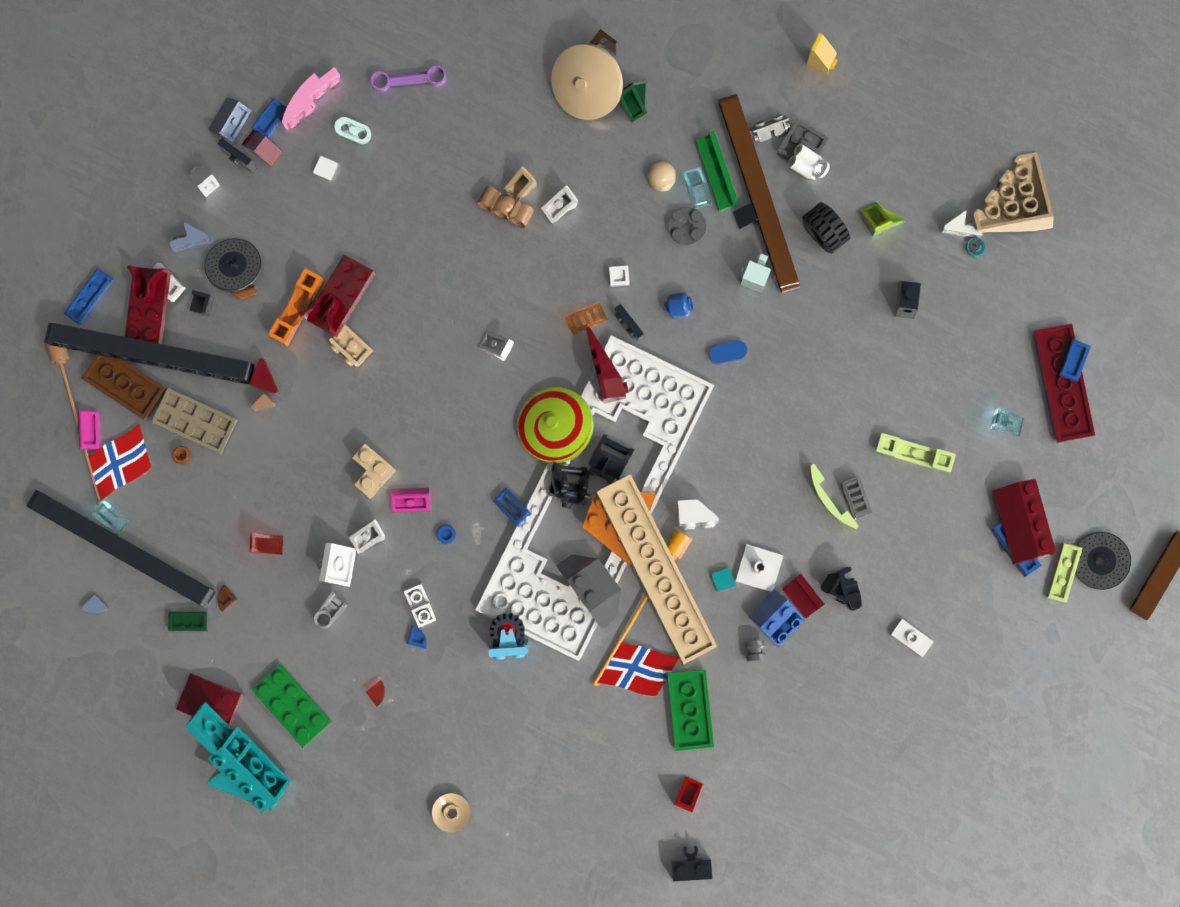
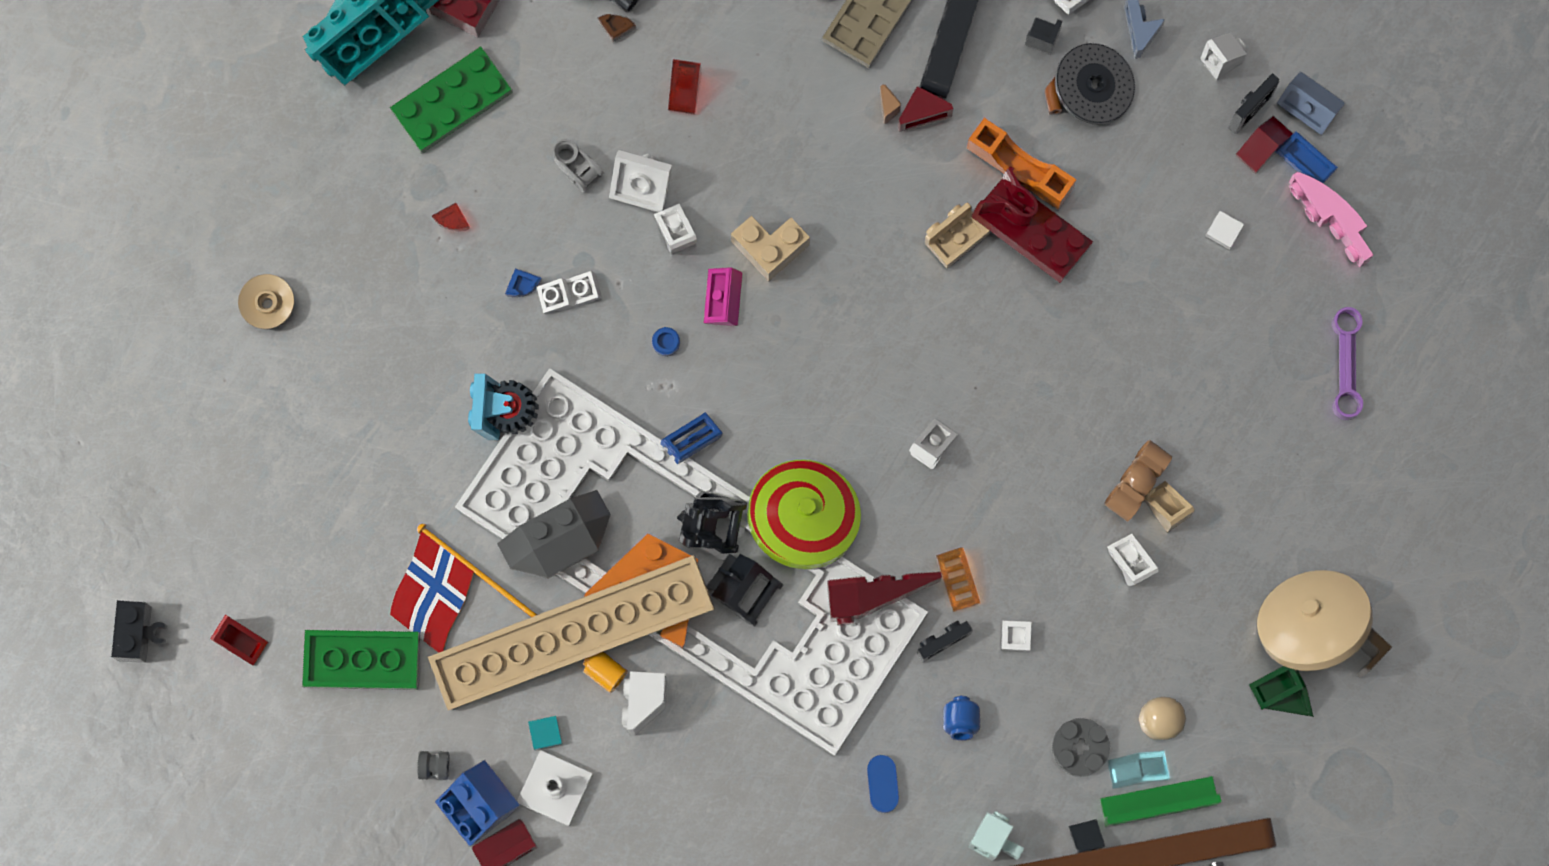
camera: 95 degrees right, 5 degrees down
(353, 130) = (1276, 275): light aqua plate -> none

